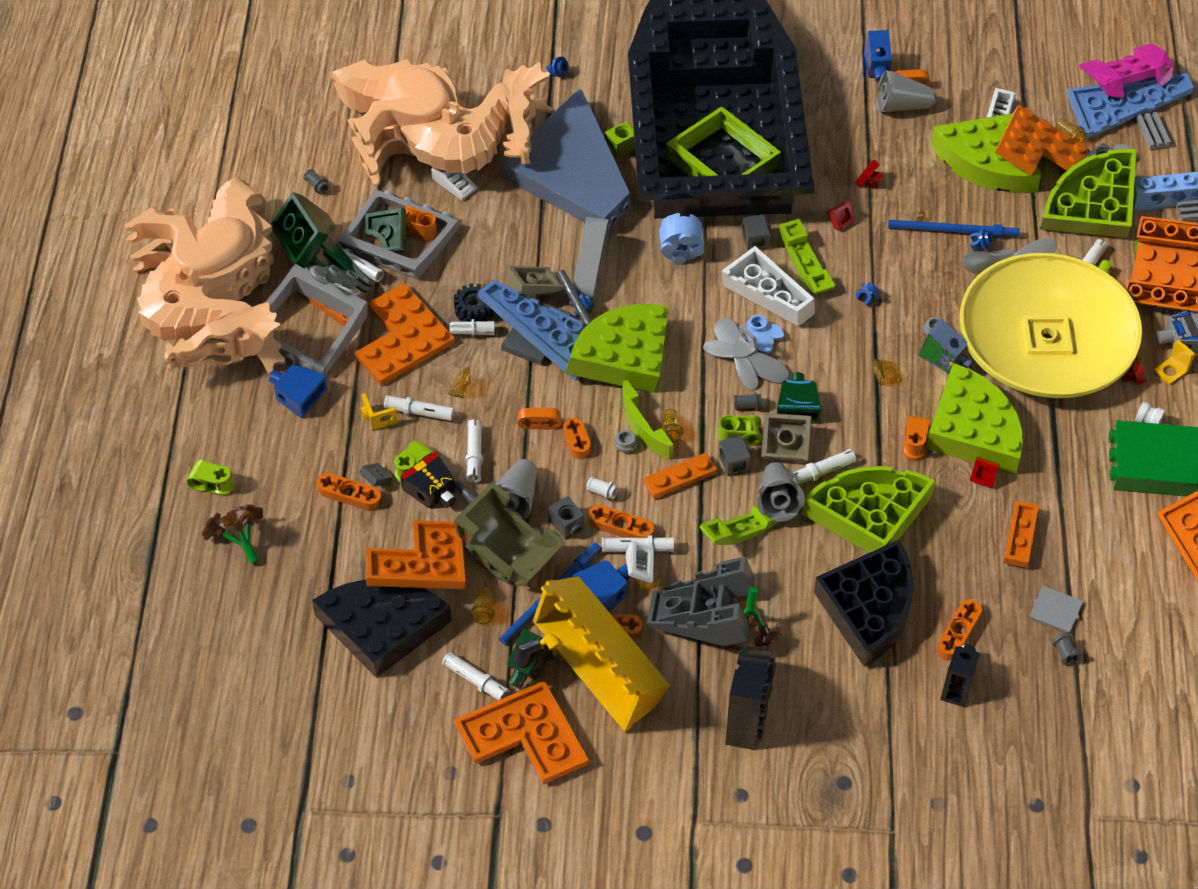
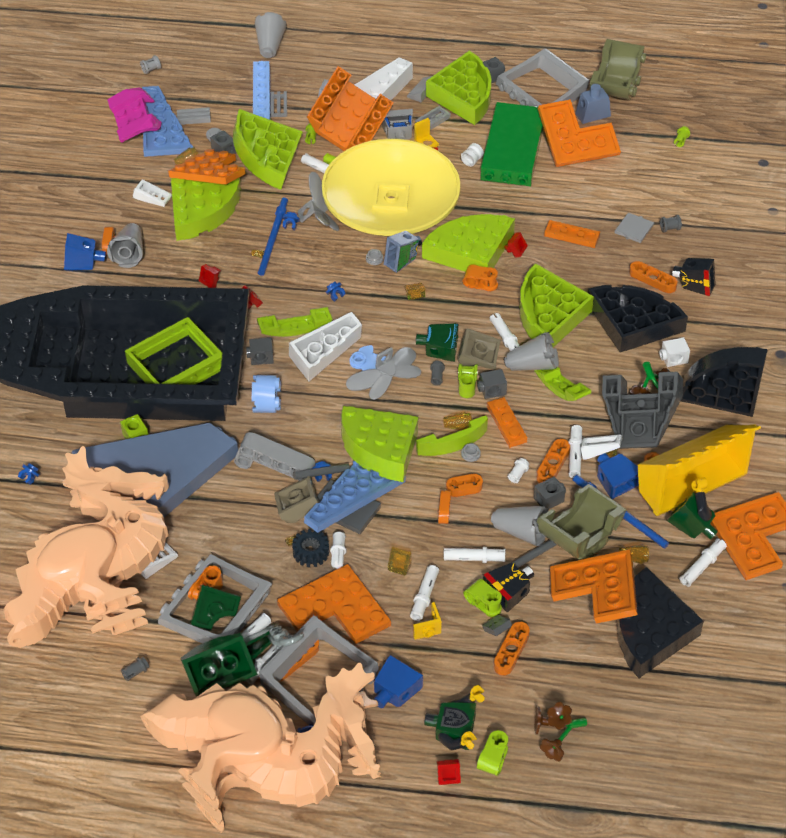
camera: 85 degrees left, 5 degrees down
(190, 440) = (448, 772): none -> red tile
(245, 442) = (456, 720): none -> torso
(817, 649) = (675, 352): none -> white brick

